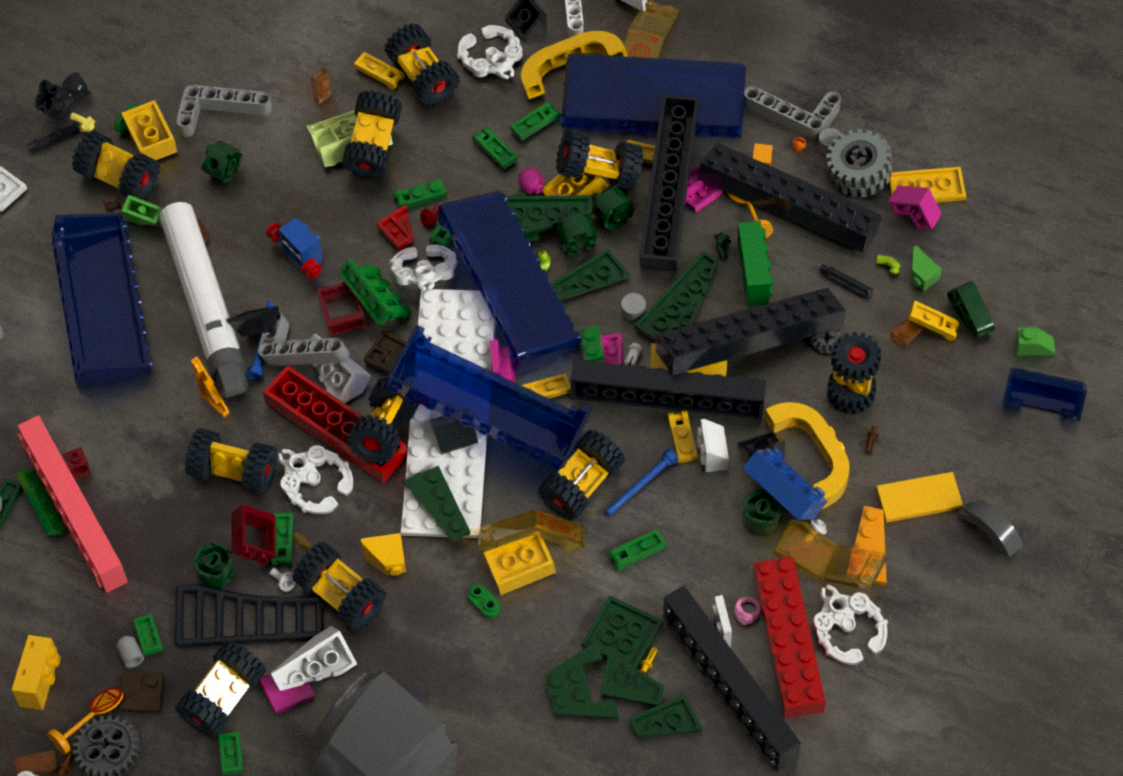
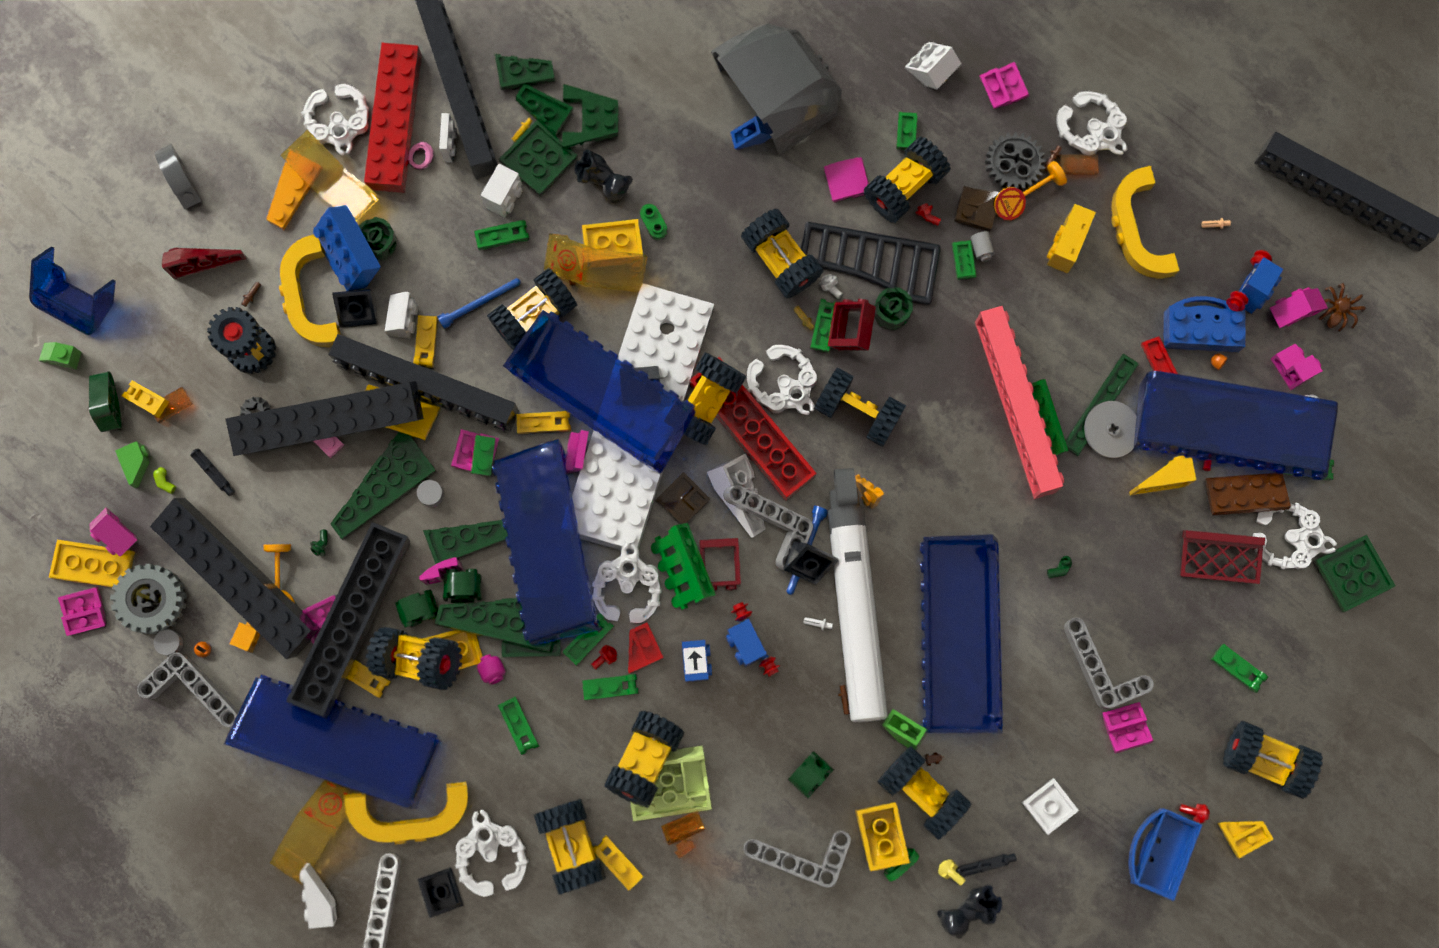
camera: 170 degrees left, 20 degrees up
(11, 376) = (1062, 568): none -> dark green arm
(77, 463) = (1007, 450): dark red brick -> none
(196, 673) = (924, 211): none -> red plate
(235, 283) = (823, 624): none -> white piece
(317, 659) = (810, 199): white wedge -> none
(327, 104) = (683, 828): none -> clear orange plate
(346, 227) = (695, 661): none -> brick
(385, 553) = (733, 280): yellow slope -> none
(437, 499) = (673, 322): dark green wing -> none
(535, 121) = (467, 749): green plate -> none
(544, 260) = (504, 570): lime arm -> none
(556, 631) = (594, 169): none -> black animal
(600, 240) = (436, 572): none -> dark pink slope
(633, 354) = (446, 439): white pin -> none
(647, 583) = (502, 191): none -> white brick
(754, 263) = (296, 504): green brick -> none
(918, 149) = (82, 611): none -> dark pink slope
(919, 497) = (228, 226): yellow tile -> none
(943, 451) = (188, 261): none -> dark red wedge

